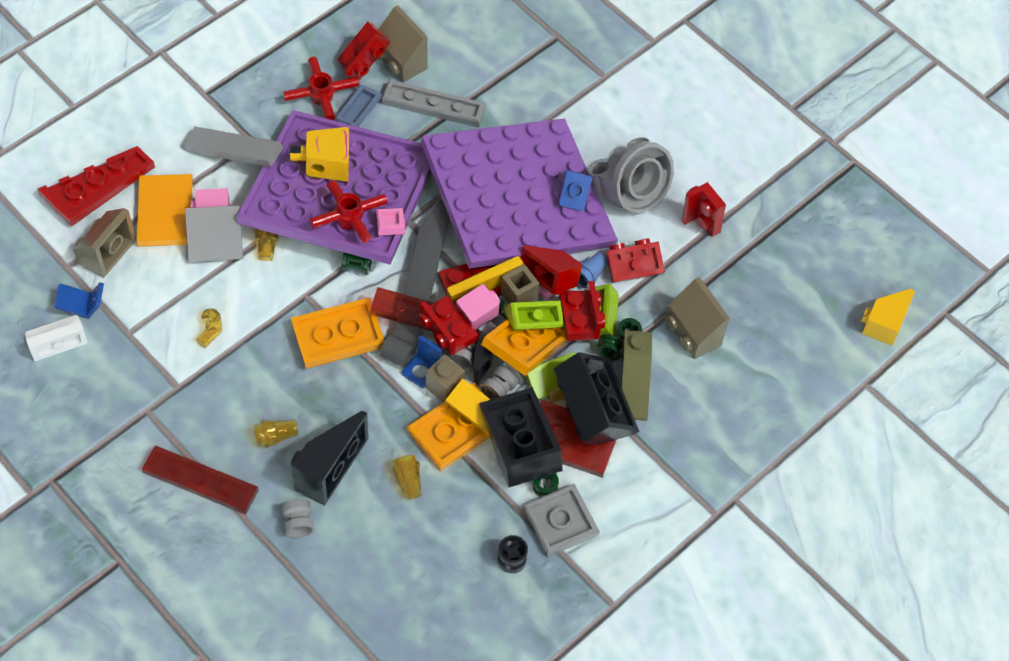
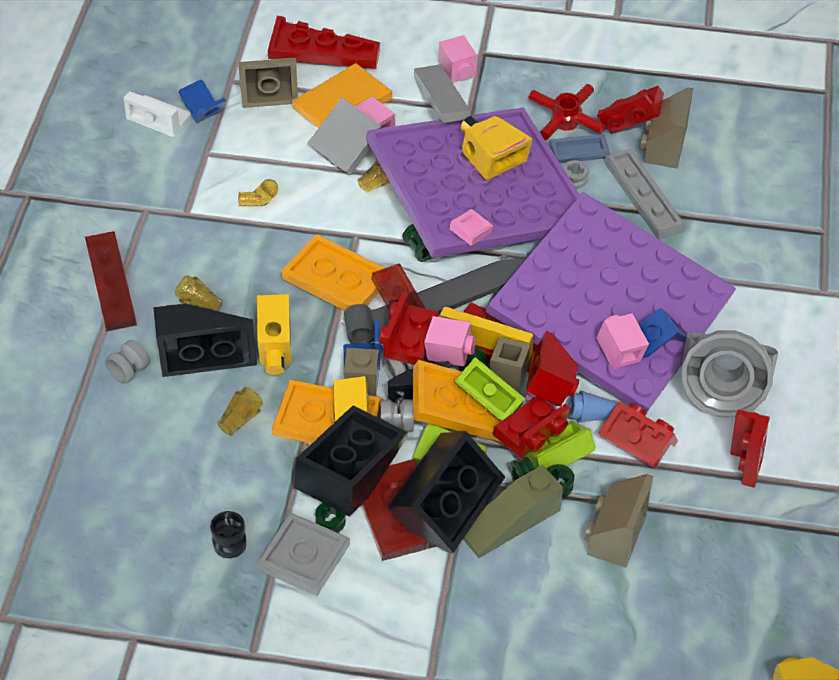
camera: 55 degrees right, 10 degrees down
(203, 111) = (457, 58): none -> bright pink brick
(348, 211) = (446, 190): red bar -> none
(360, 396) = (274, 332): none -> yellow torso
(380, 121) = (579, 168): none -> light grey bush
(568, 211) = (622, 340): none -> bright pink brick

